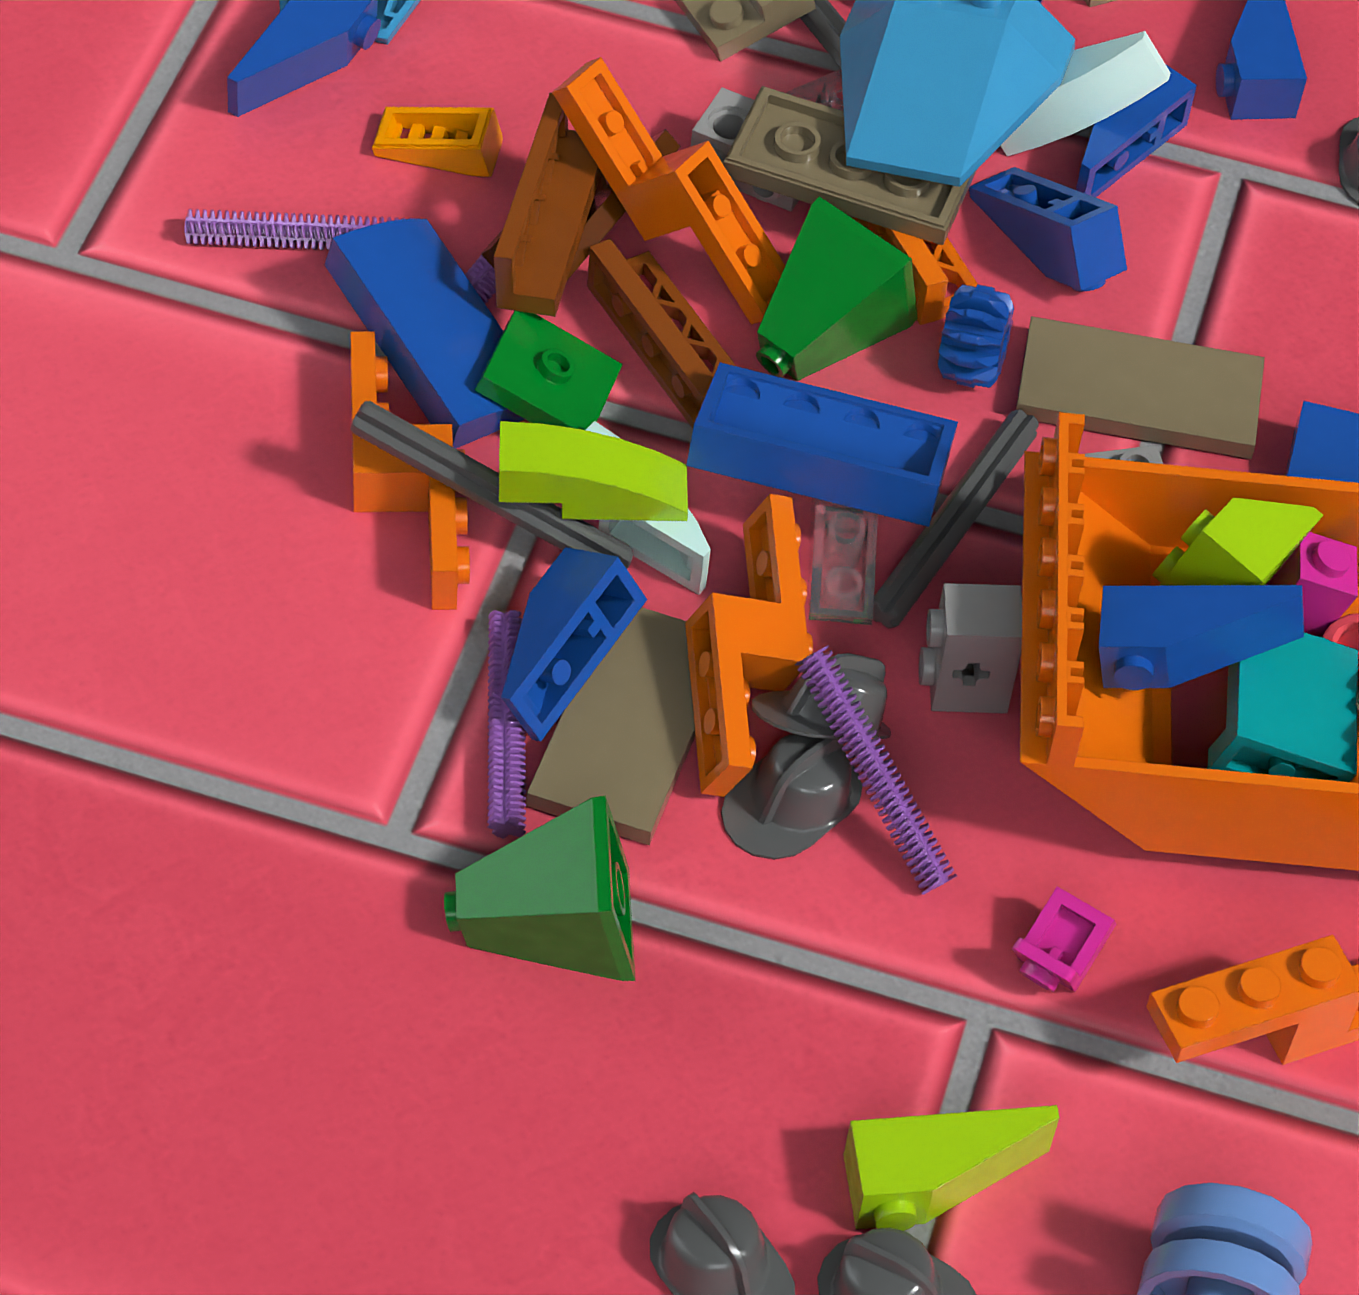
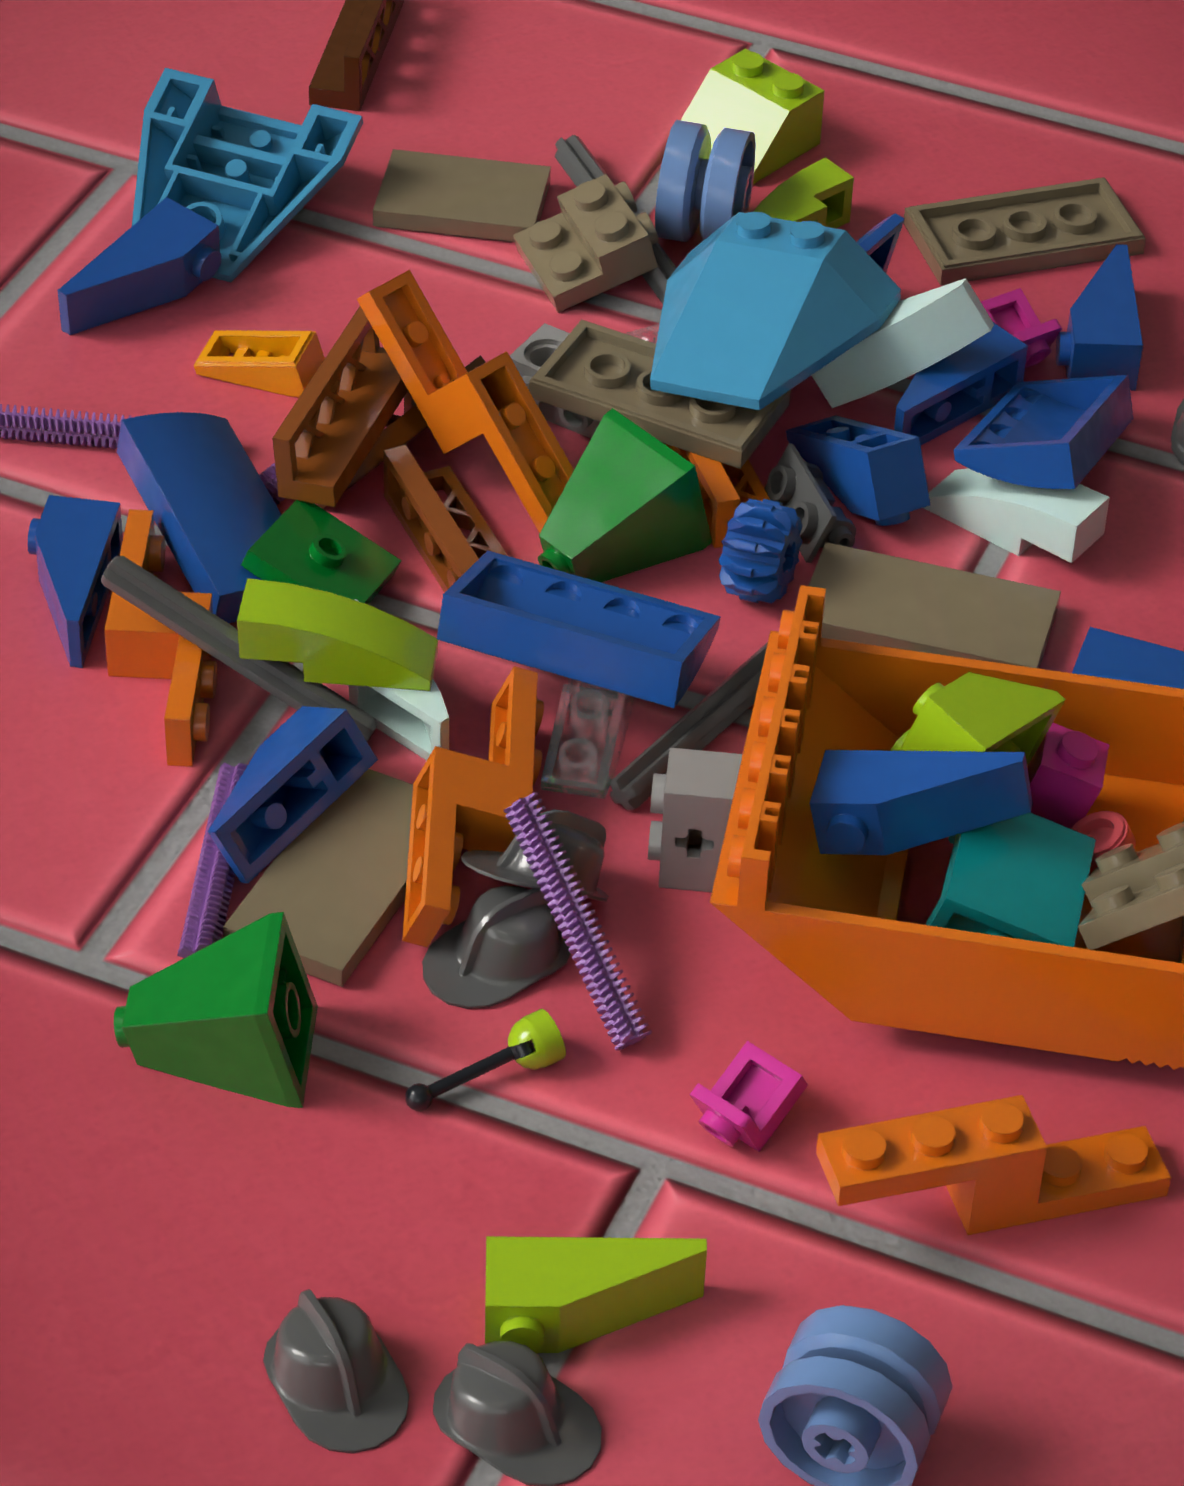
camera: 10 degrees right, 10 degrees down
(300, 394) = (73, 549): none -> blue slope
(846, 897) = (531, 1043): none -> hinge
(1000, 264) = (802, 487): none -> dark grey hinge
(1182, 55) = (1018, 318): none -> dark pink bracket
(1213, 267) = (1020, 515): none -> light aqua slope
(1230, 182) = (1049, 431): none -> blue slope

